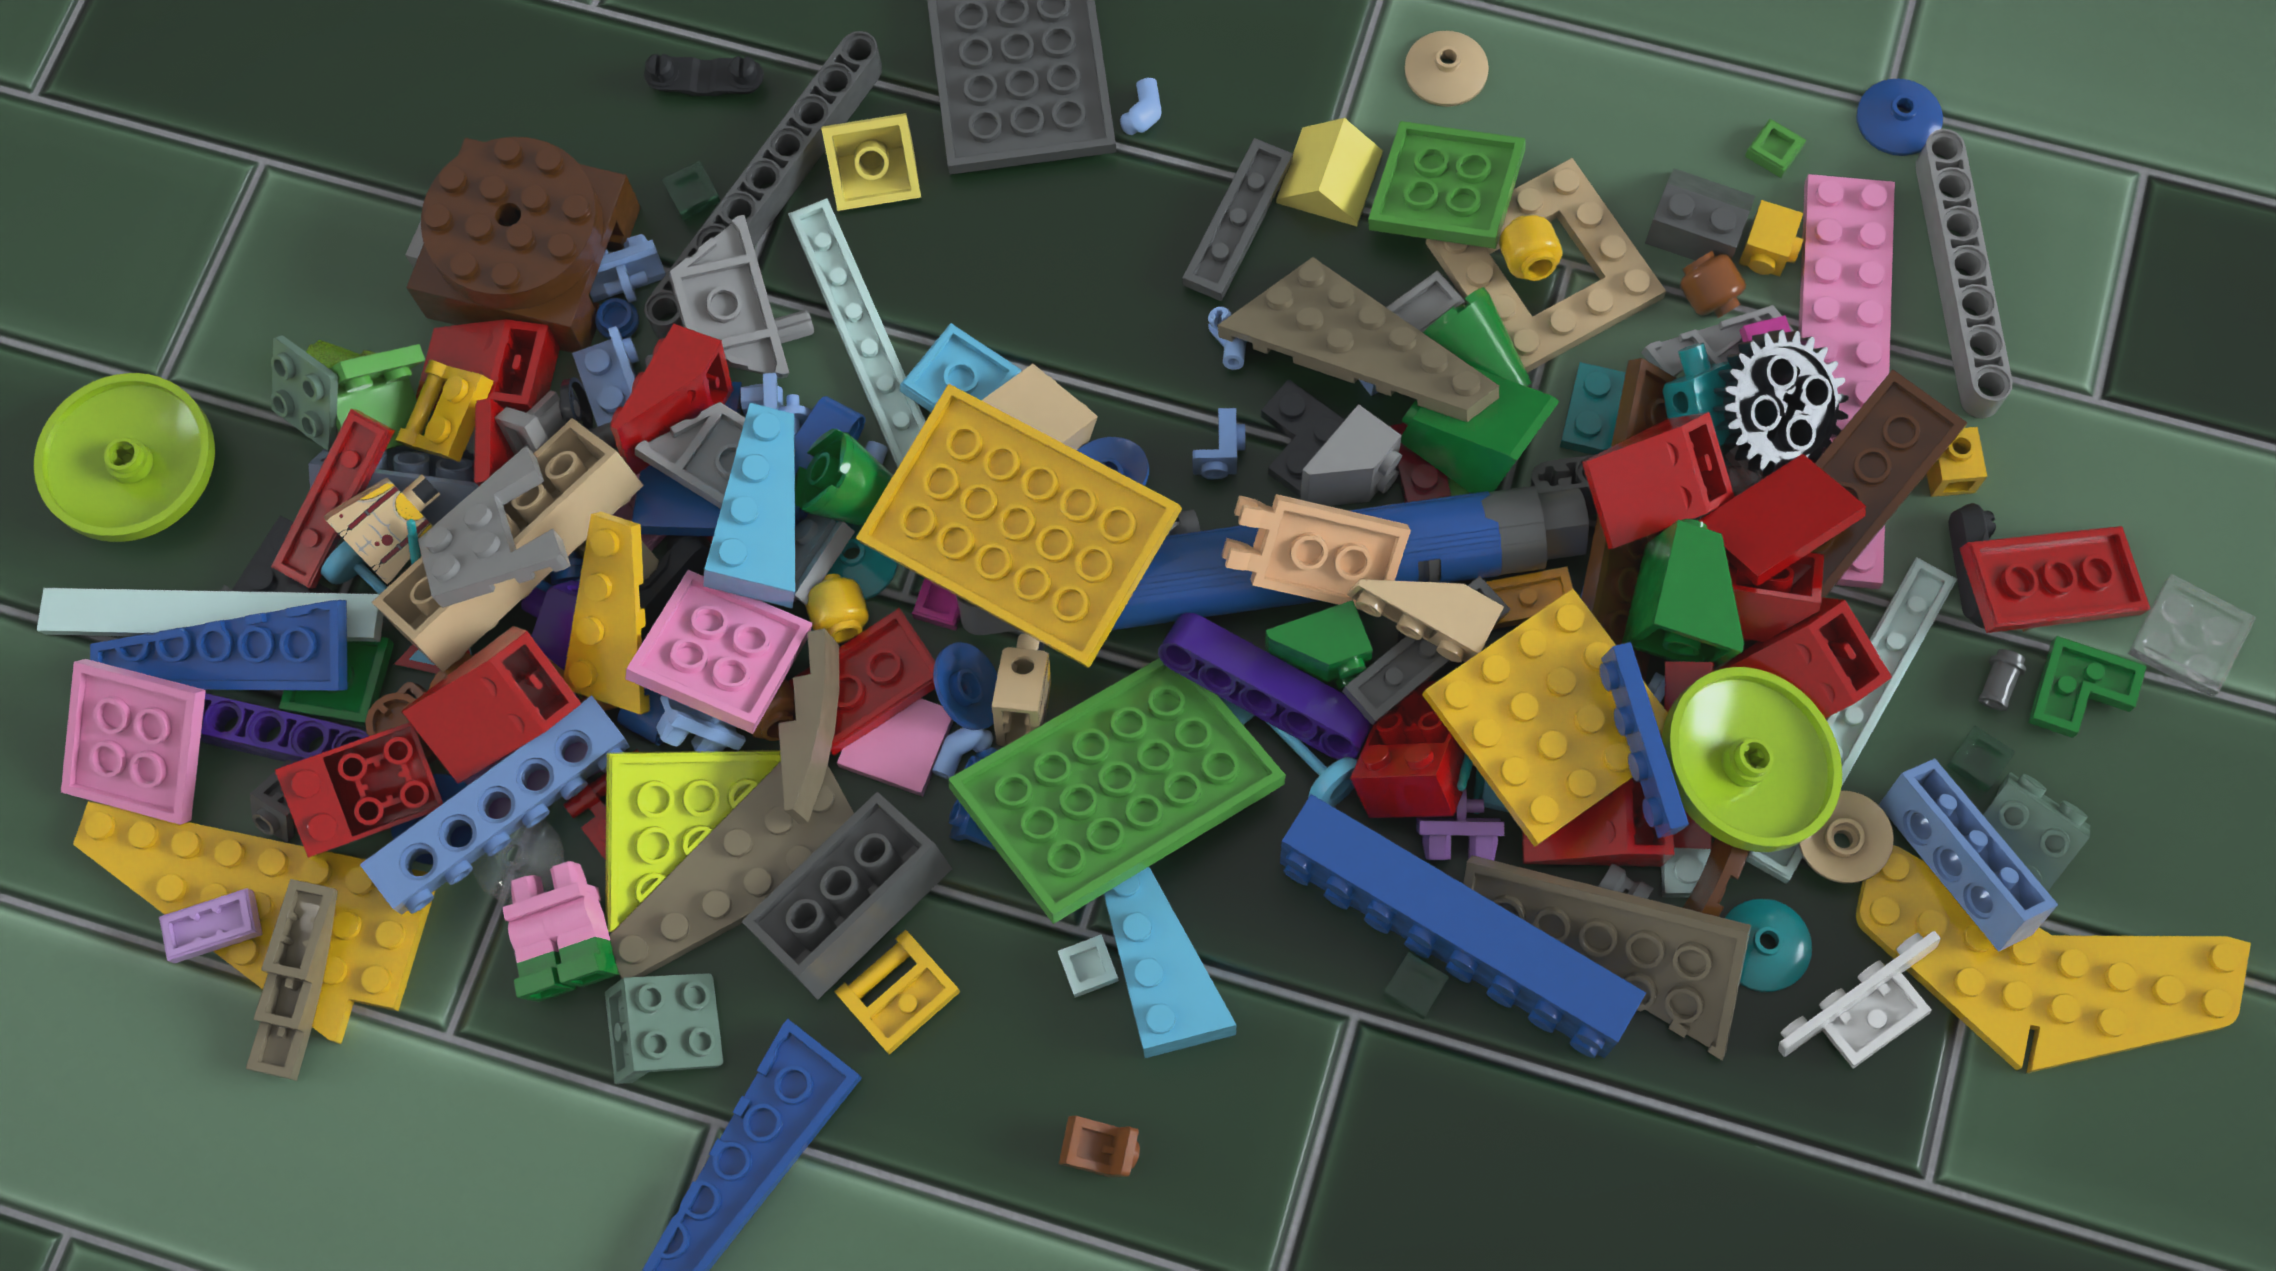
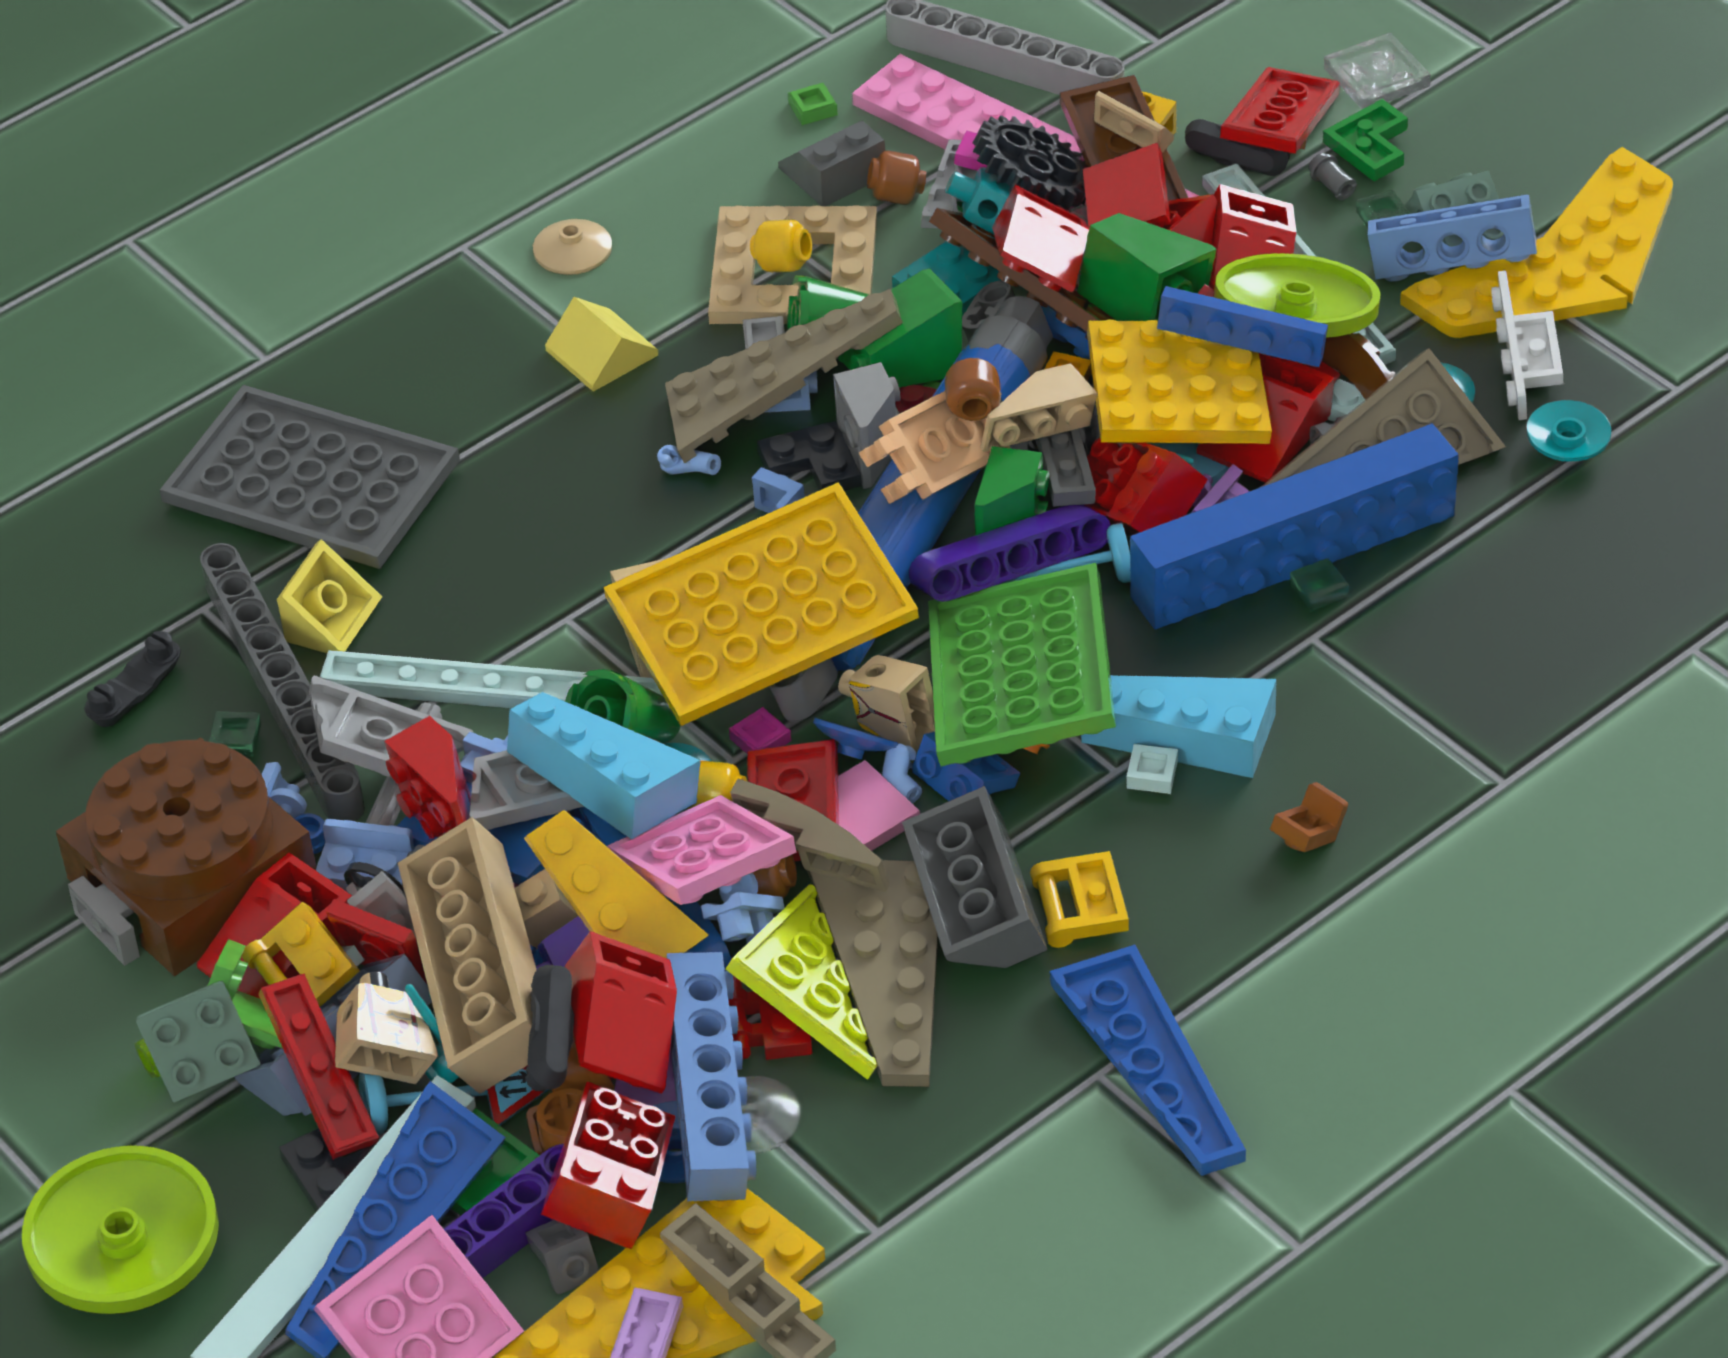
camera: 60 degrees left, 25 degrees down
(432, 659) = (551, 1028): none -> black piece
(475, 544) = (481, 949): light grey wing -> none
(558, 934) = (853, 1092): bright pink hips -> none
(662, 1025) = (985, 1068): sand green bracket -> none
(959, 362) = (576, 634): medium azure tile -> none
(1146, 111) = (437, 421): light blue arm -> none
(1237, 219) = (591, 411): dark grey plate -> none
(1383, 546) = (972, 389): none -> dark orange head
(1447, 184) = (680, 274): bright green plate -> none
(1772, 239) = (892, 125): yellow brick -> none
(1797, 1101) = (1568, 430): none -> teal dish
(1869, 839) = (1401, 300): tan dish -> none
(1891, 129) = (847, 34): blue dish -> none
(1895, 463) = (1130, 123): none -> tan slope

